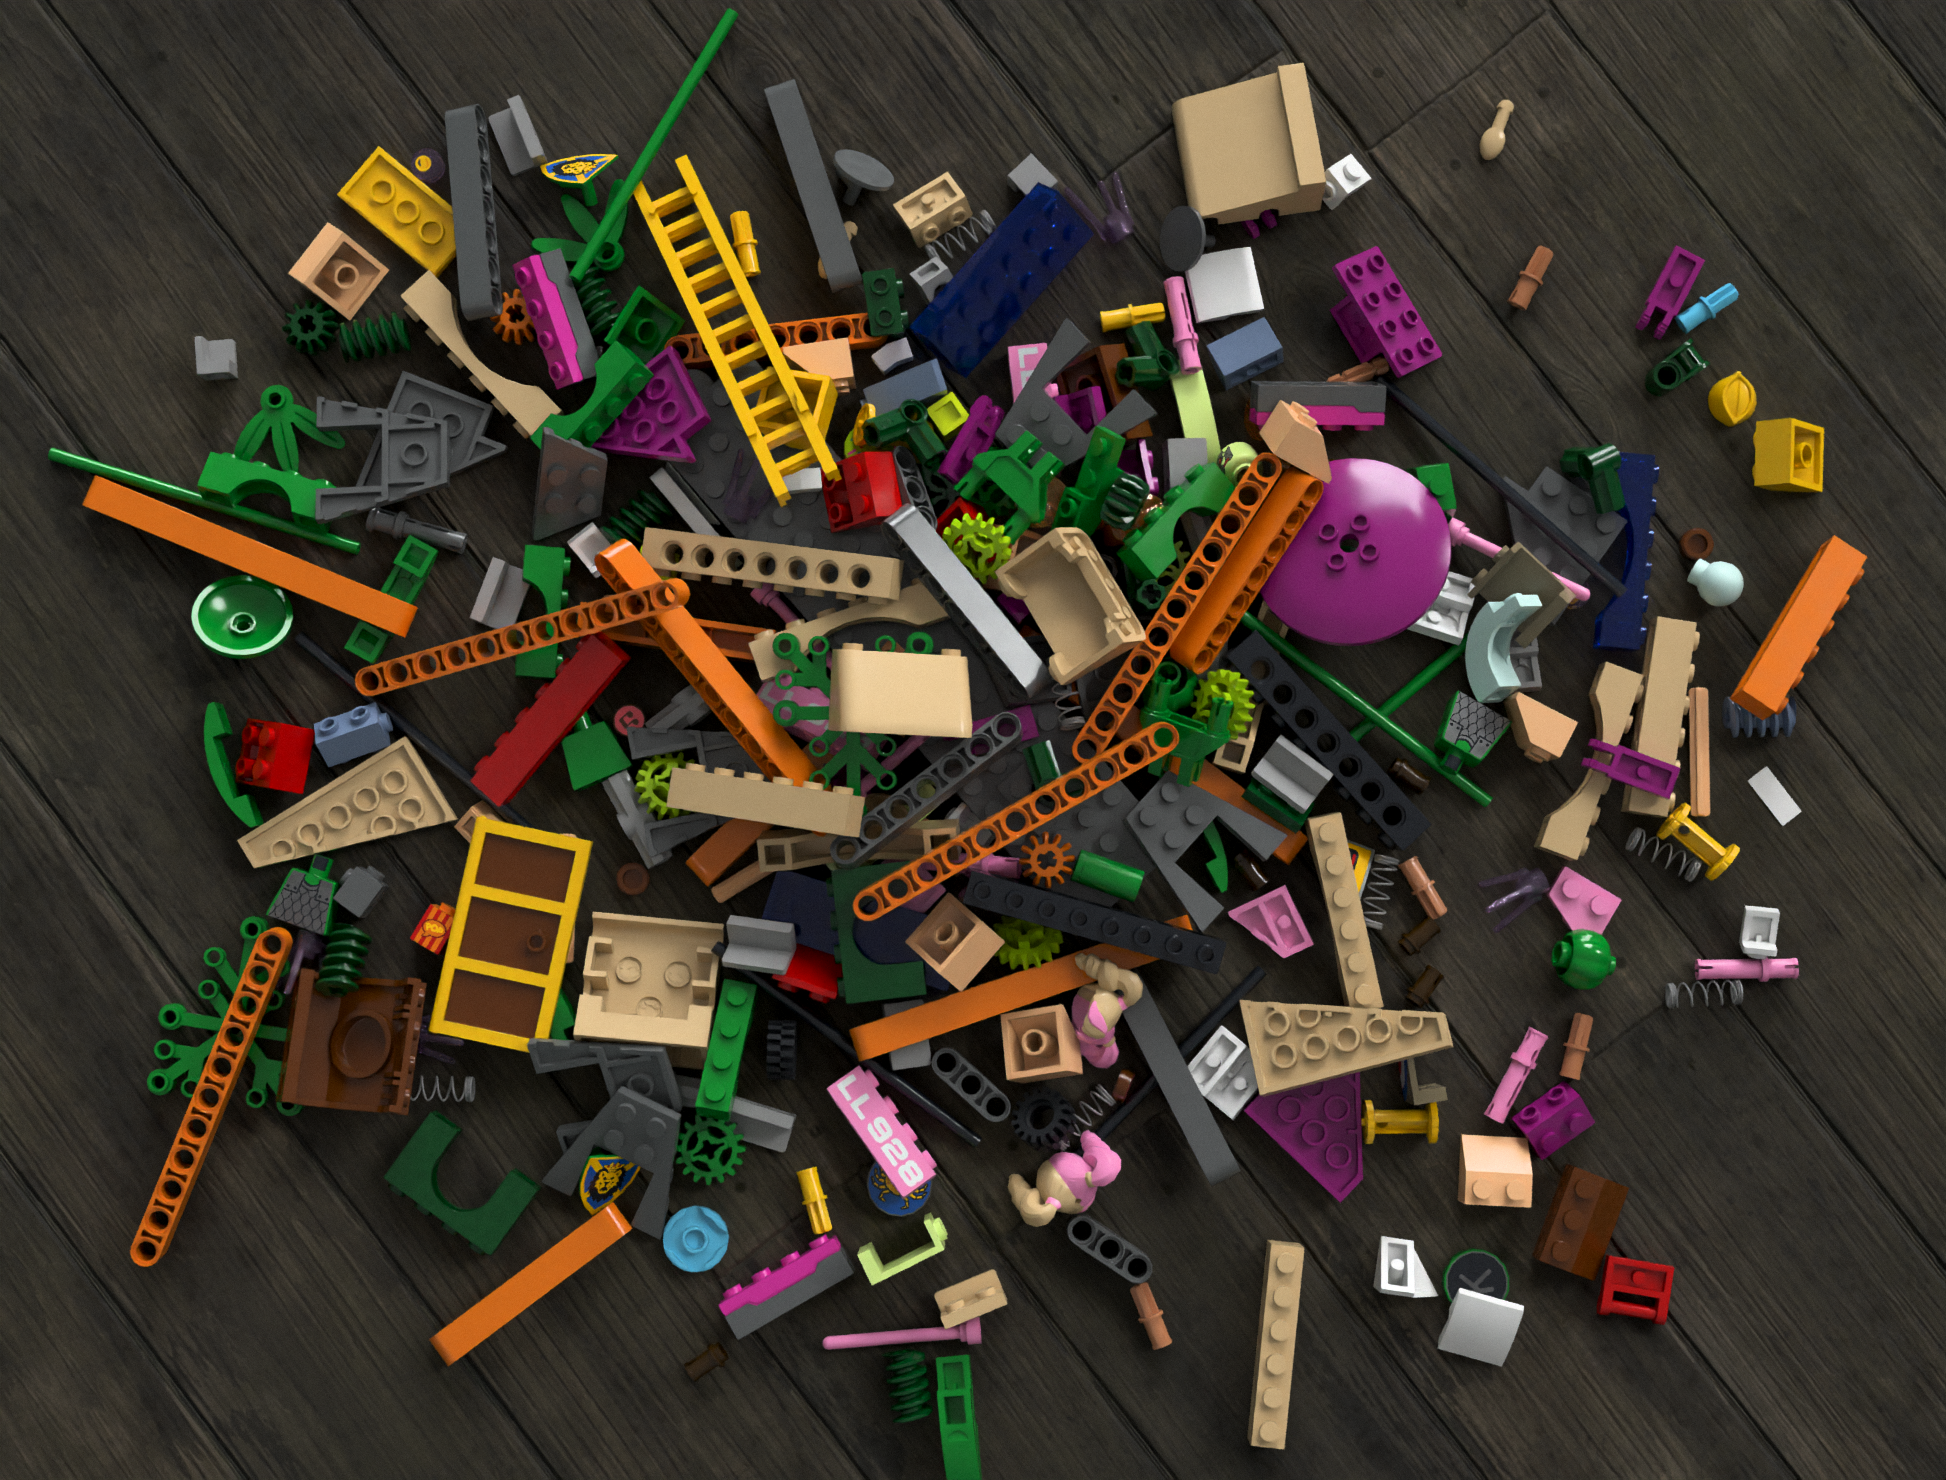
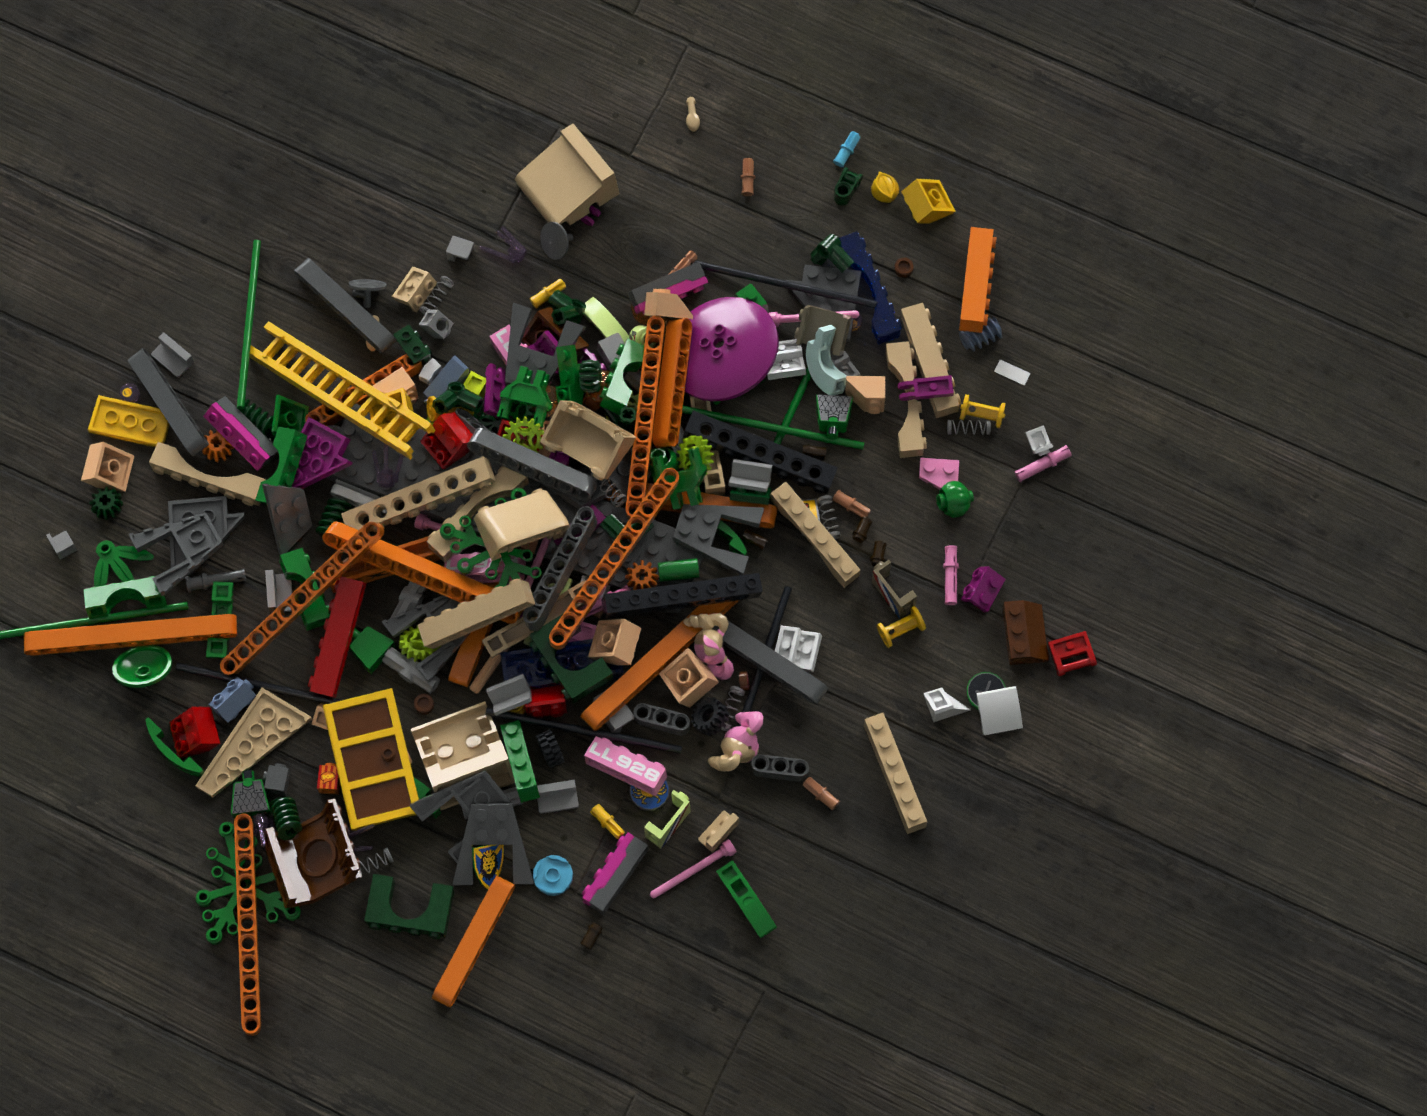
camera: 25 degrees left, 15 degrees down
(374, 338) = (143, 491): dark green piece -> none
(578, 173) = (215, 358): shield -> none
(585, 226) = (232, 384): green plant -> none
(588, 544) = (315, 544): white bracket -> none
(628, 716) = (376, 622): coral tile -> none
(715, 1163) = (542, 827): green gear -> none
(745, 243) = (316, 345): yellow axle -> none
(804, 481) = (418, 447): white piece -> none
(909, 1385) = (707, 892): dark green piece -> none
(1002, 280) = (469, 303): clear blue brick -> none
(1026, 942) = (654, 627): lime gear -> none
(1184, 337) = (581, 289): bright pink pin -> none
(1224, 285) = (588, 255): white slope -> none
(1245, 353) = (617, 283): sand blue brick -> none
(1275, 922) = (781, 559): bright pink wing -> none
(1318, 1129) = (856, 647): magenta wing -> none
(1323, 1042) = (837, 601): tan wing -> none
(1343, 180) = (624, 174): white bracket -> none
(1380, 315) = (677, 231): magenta bracket -> none
(1495, 1171) = (966, 630): light nougat slope -> none
(1530, 885) = (905, 476): clear purple plant -> none
(1576, 1046) = (975, 545): nougat axle -> none
(1671, 289) = (823, 148): magenta hinge -> none
(1671, 992) = (1011, 494): light grey piece -> none
(1699, 752) = (960, 368): light nougat axle -> none
(1717, 582) = (923, 279): light aqua piece -> none

